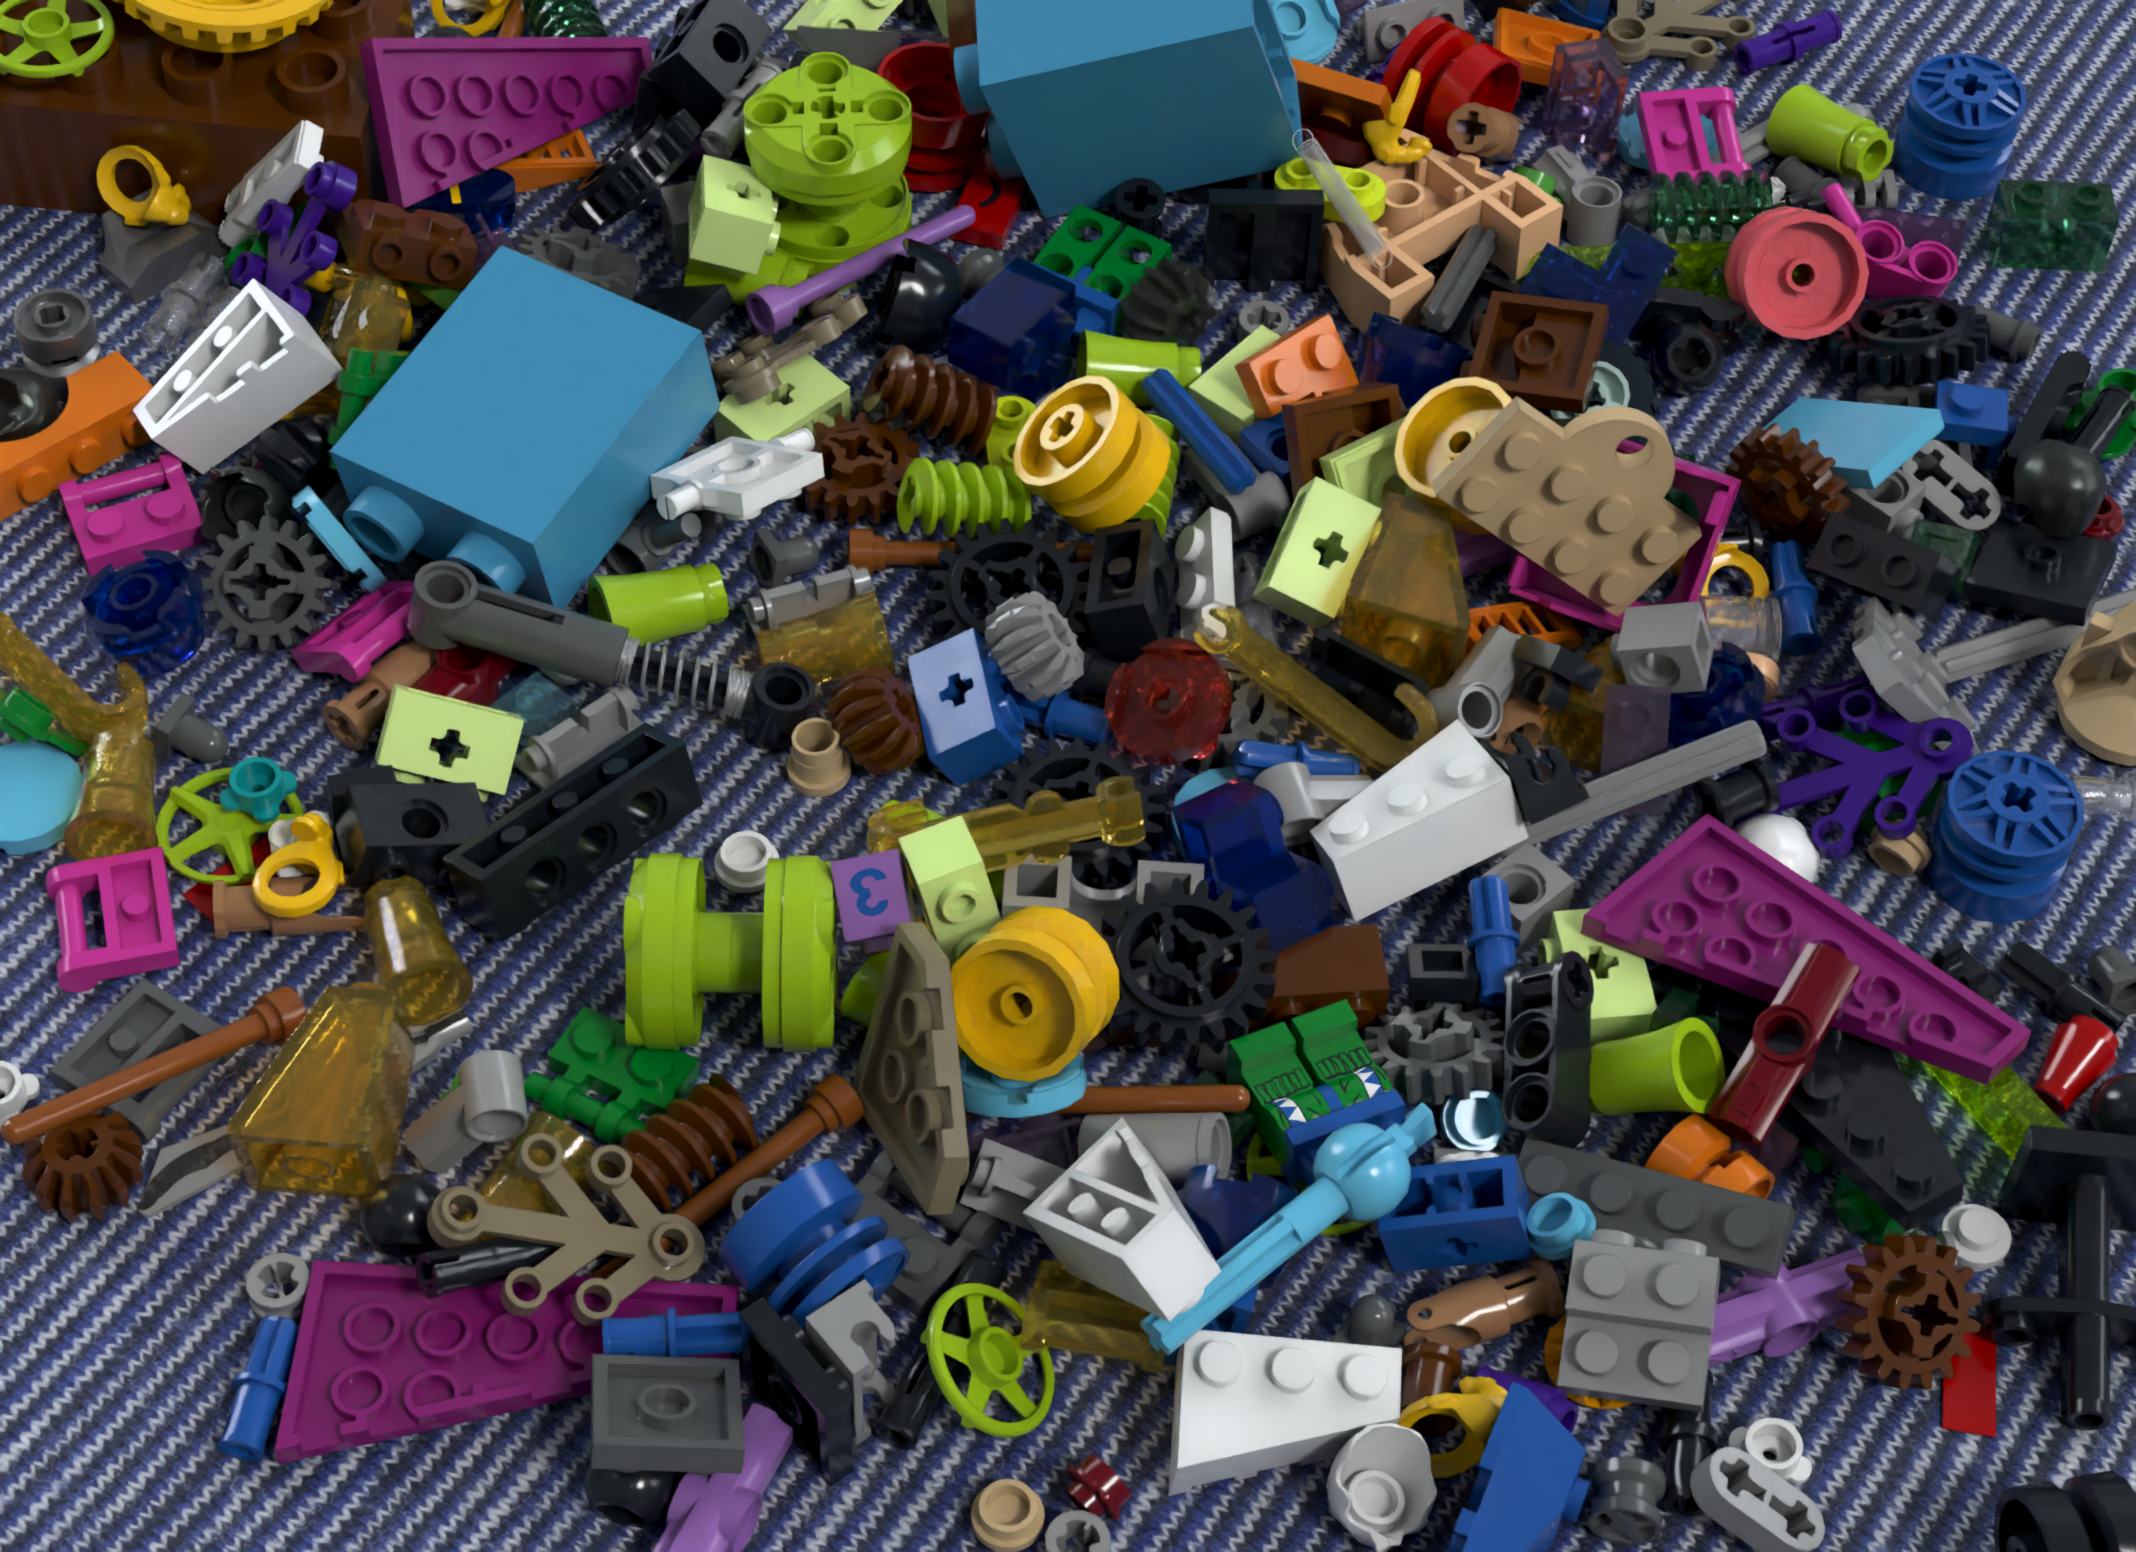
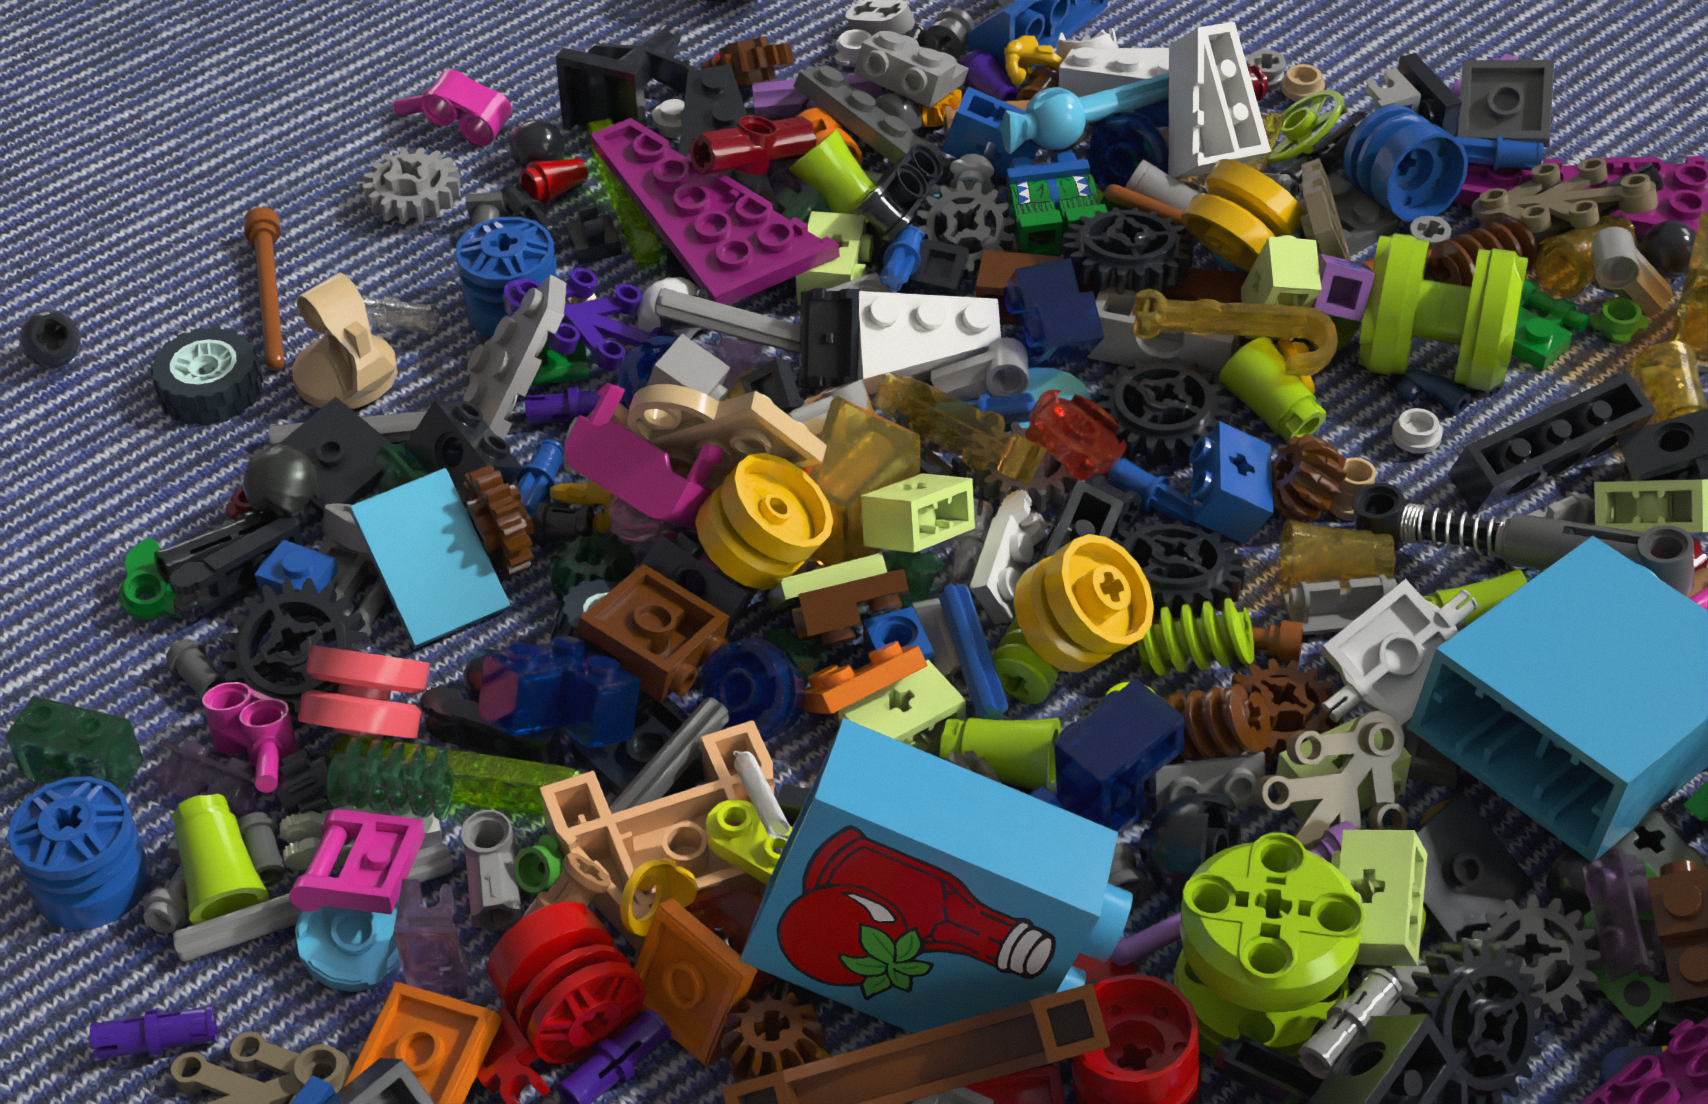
camera: 160 degrees left, 5 degrees down
(1034, 646) = (1172, 479): light grey gear -> none
(1556, 1223) = (933, 118): medium azure plate -> none

